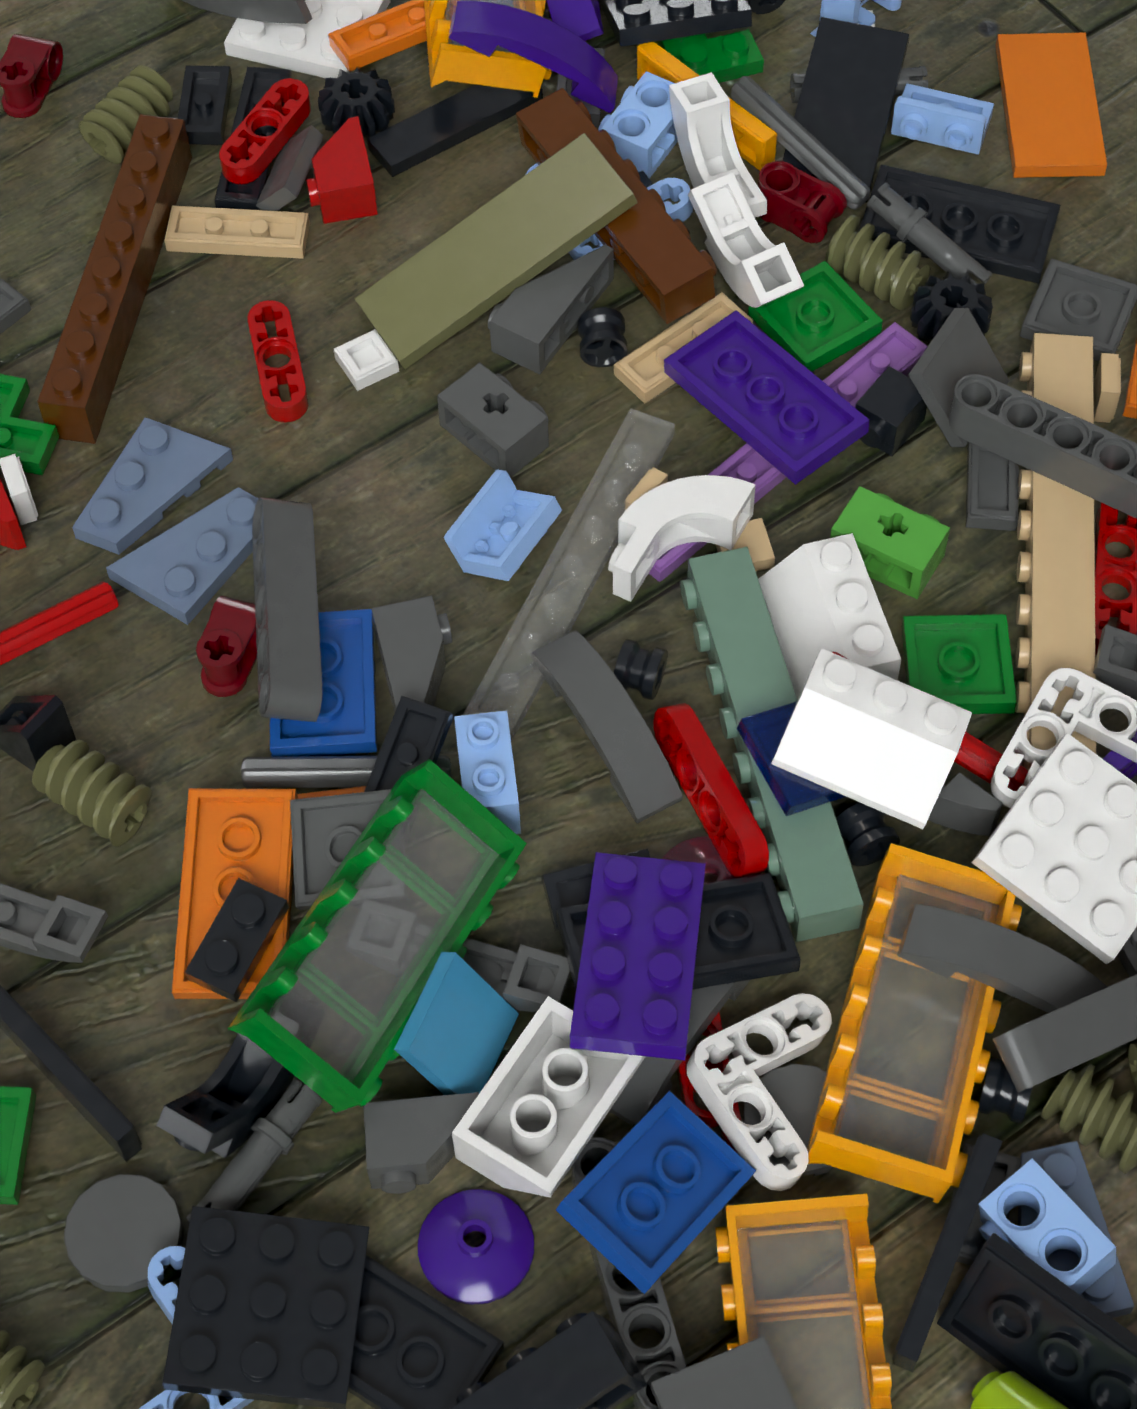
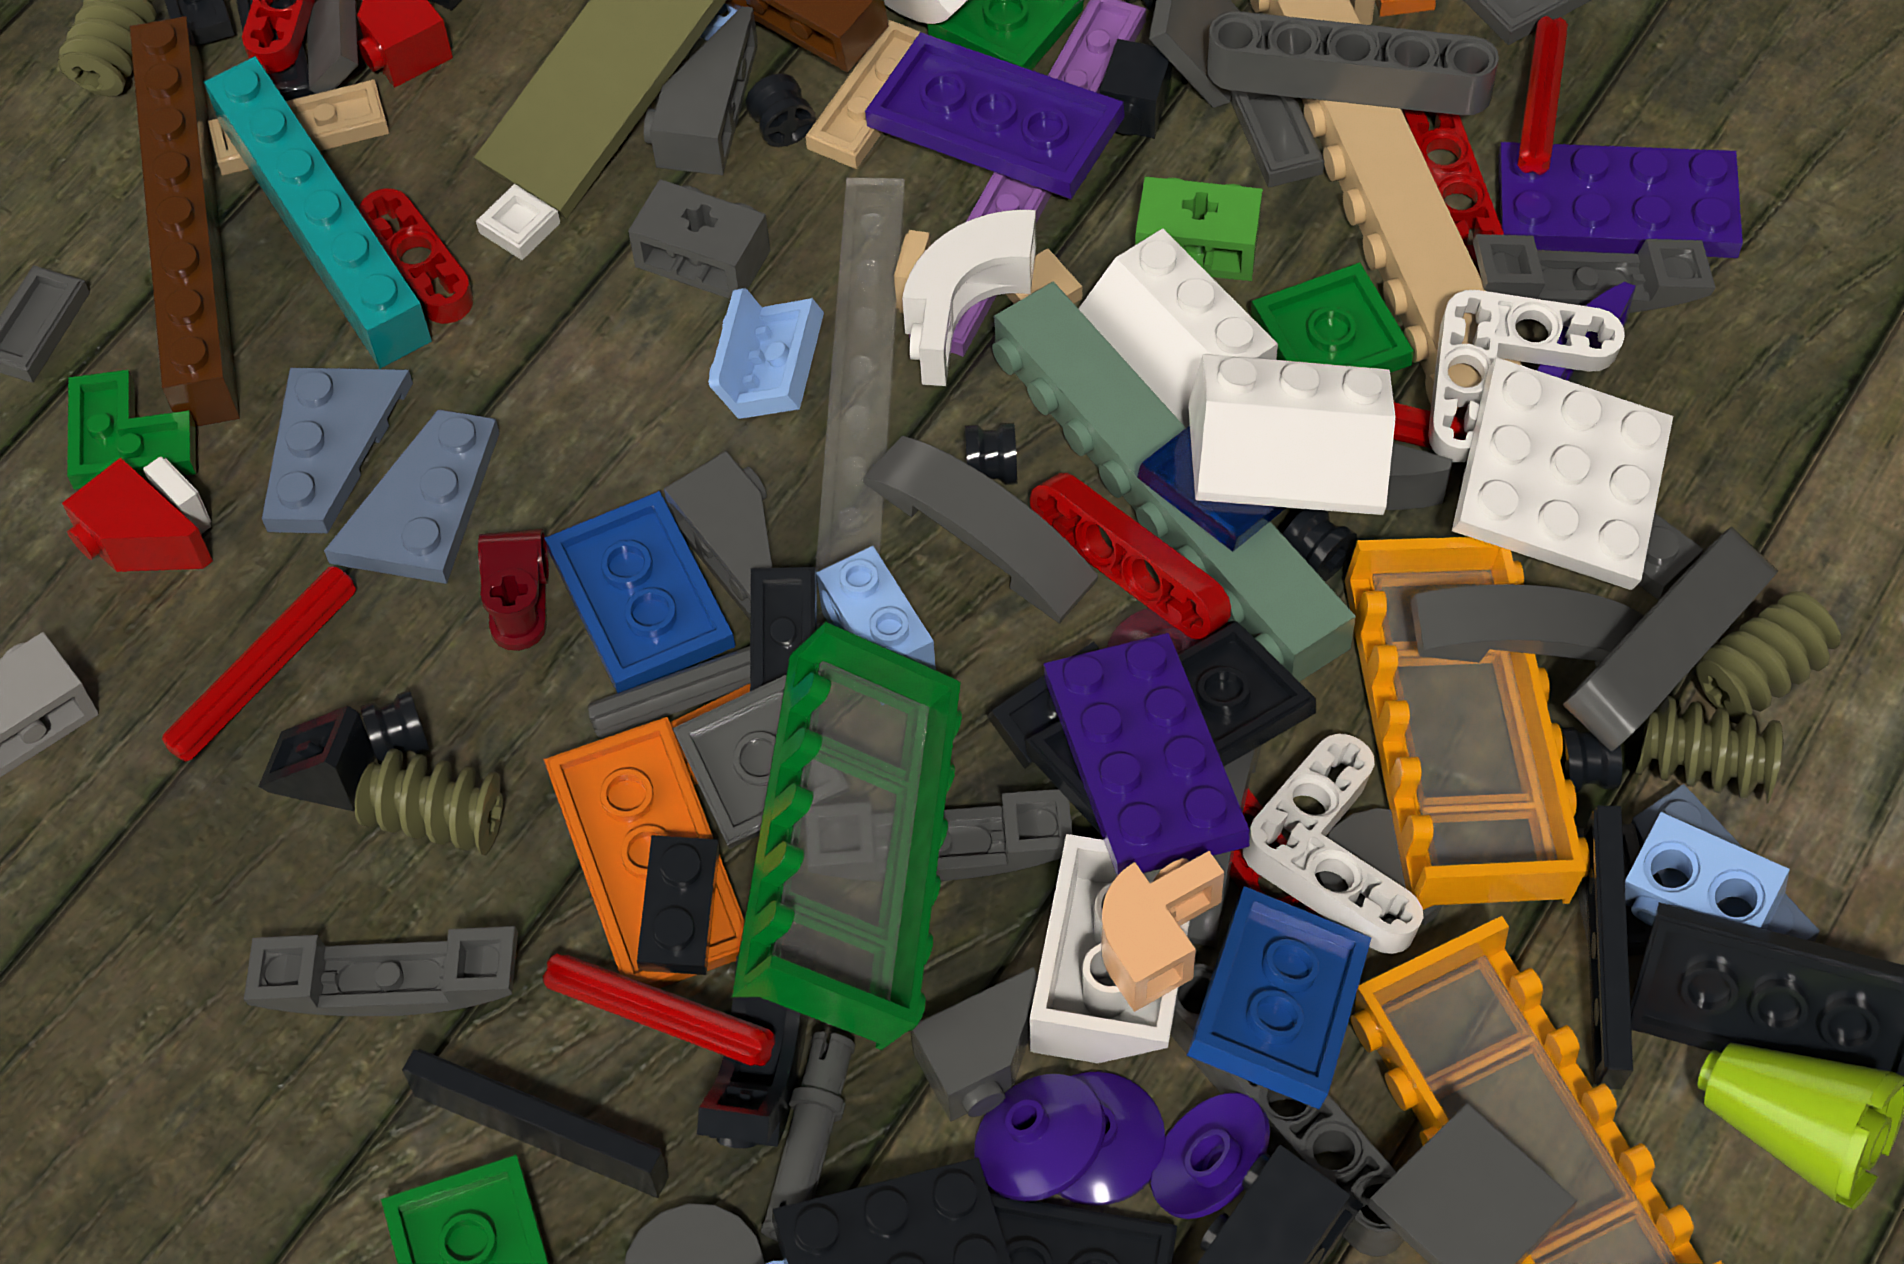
camera: 20 degrees left, 0 degrees up
(95, 722) = (395, 726): none -> black wheel
(184, 1017) = (659, 1010): none -> red axle
(214, 304) = (318, 212): none -> teal brick
(286, 610) = (569, 522): dark grey beam -> none
(428, 1229) = (1040, 1137): none -> dark purple dish
(456, 1028) = (975, 907): dark azure tile -> none
(549, 1295) = (1210, 1155): none -> dark purple dish
(566, 1087) = (1142, 923): none -> light nougat brick

